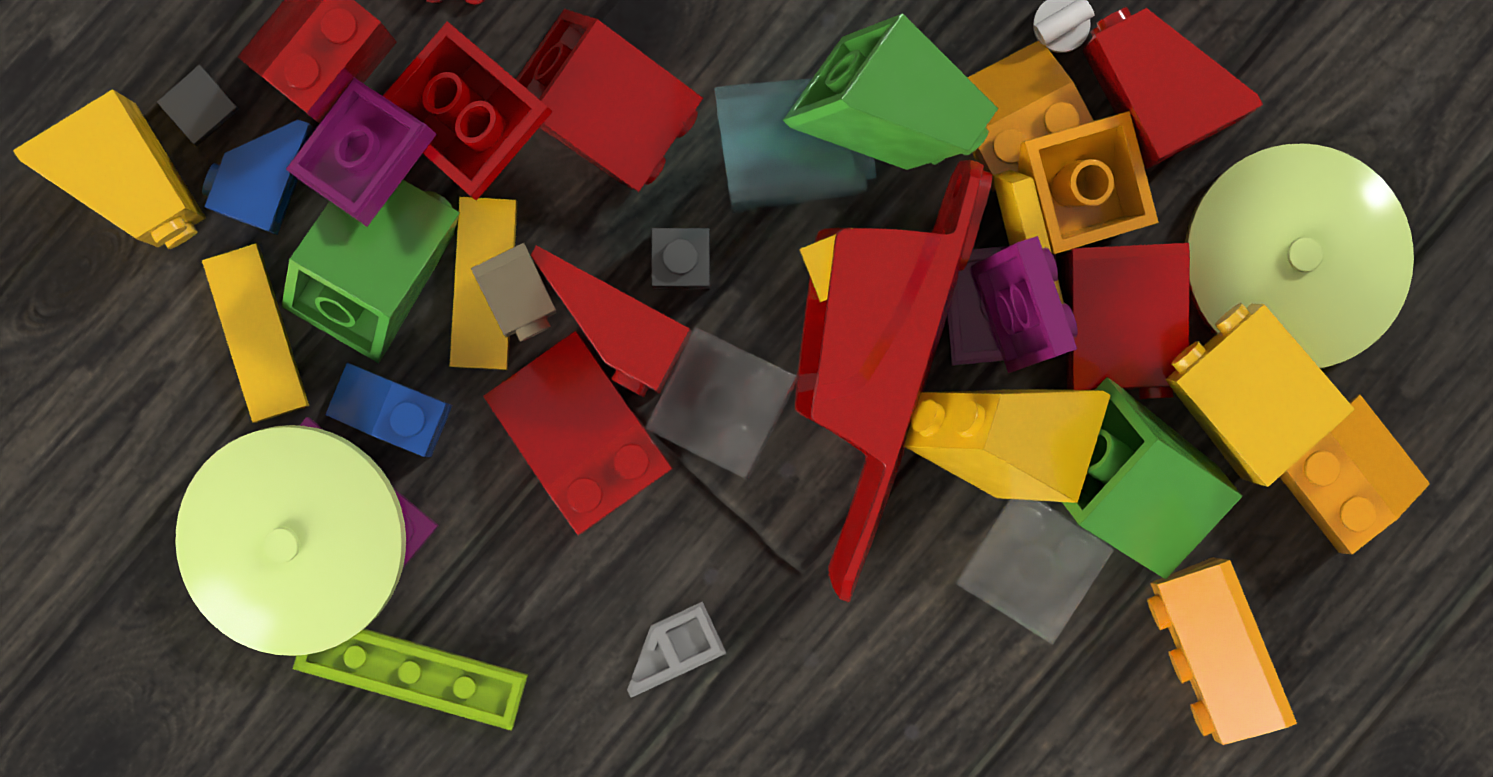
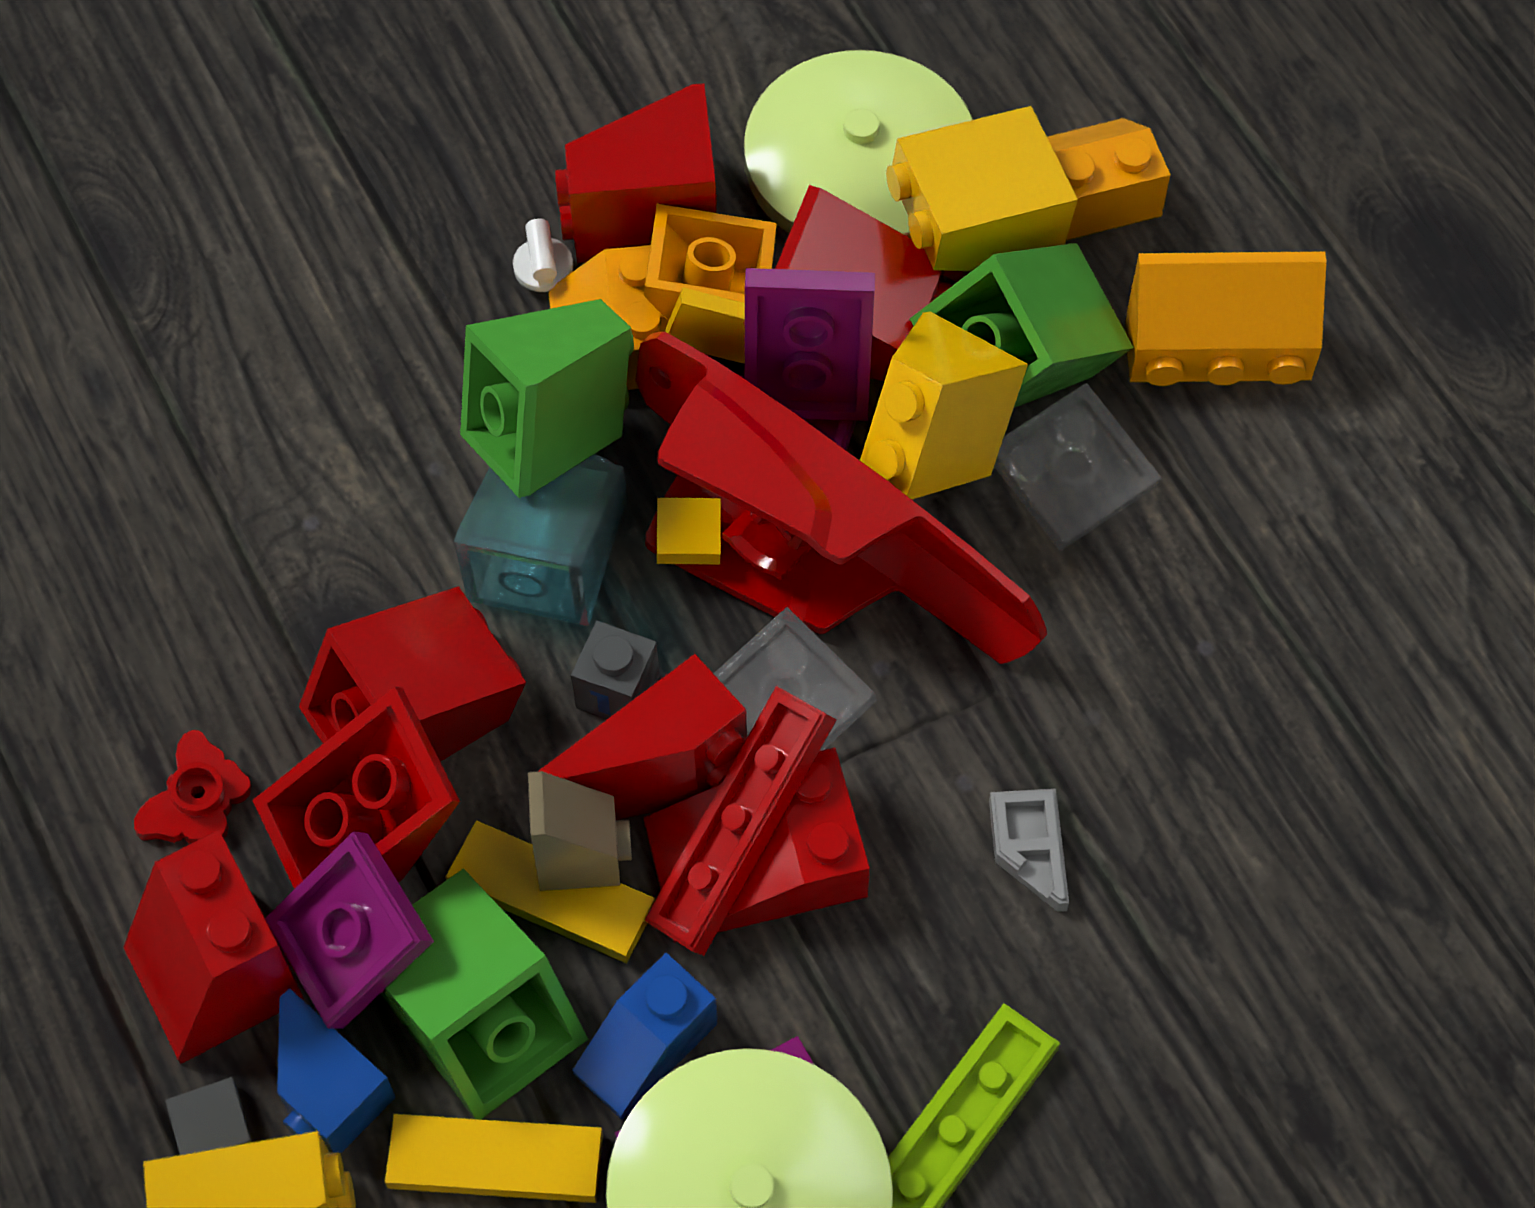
camera: 70 degrees left, 25 degrees down
(581, 416) = (740, 820): none -> red tile

